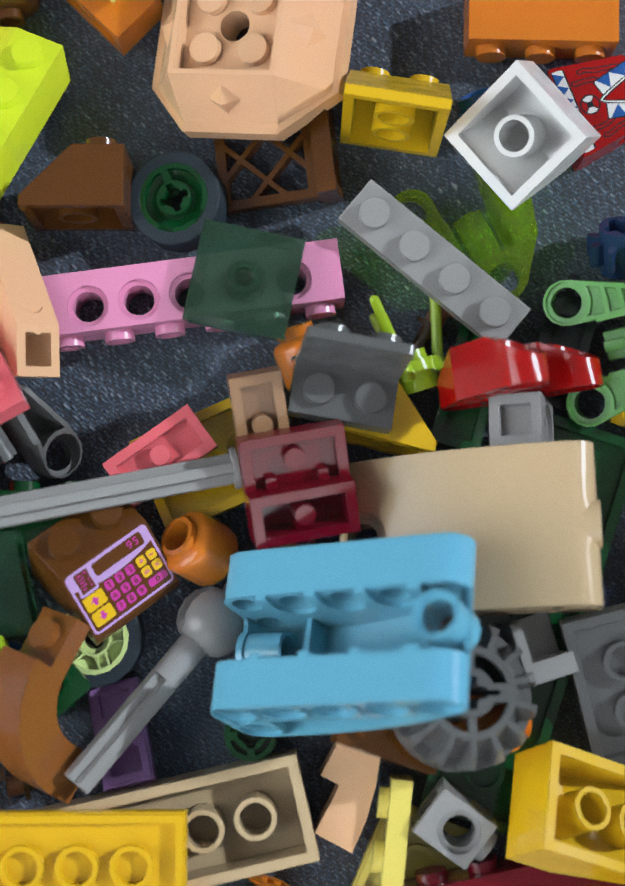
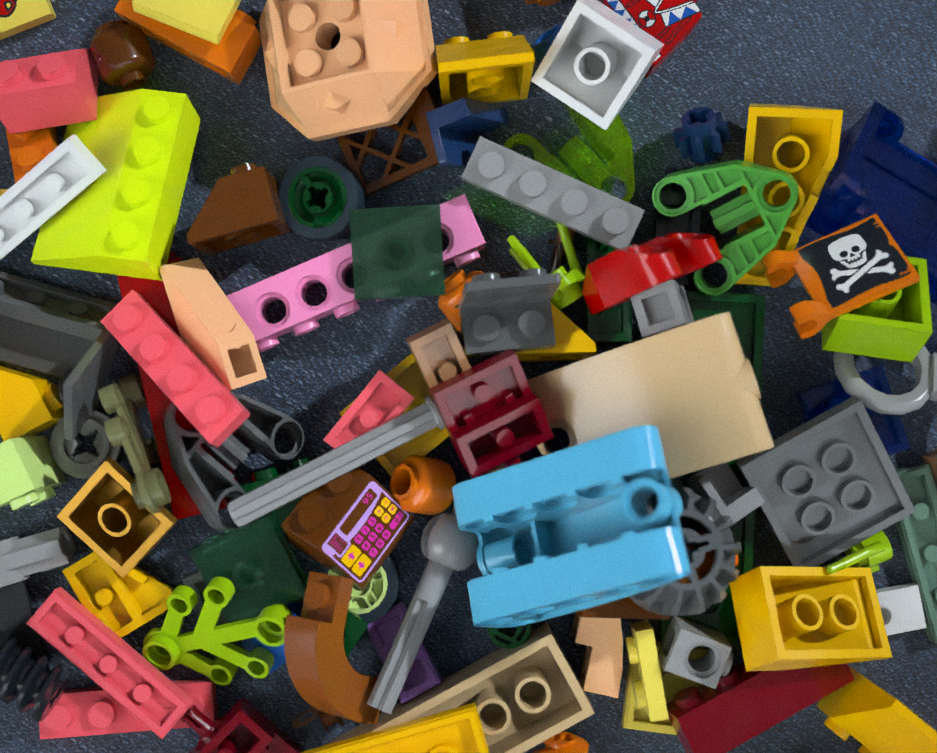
camera: 10 degrees left, 5 degrees up
(351, 161) = (458, 127): none -> dark blue panel

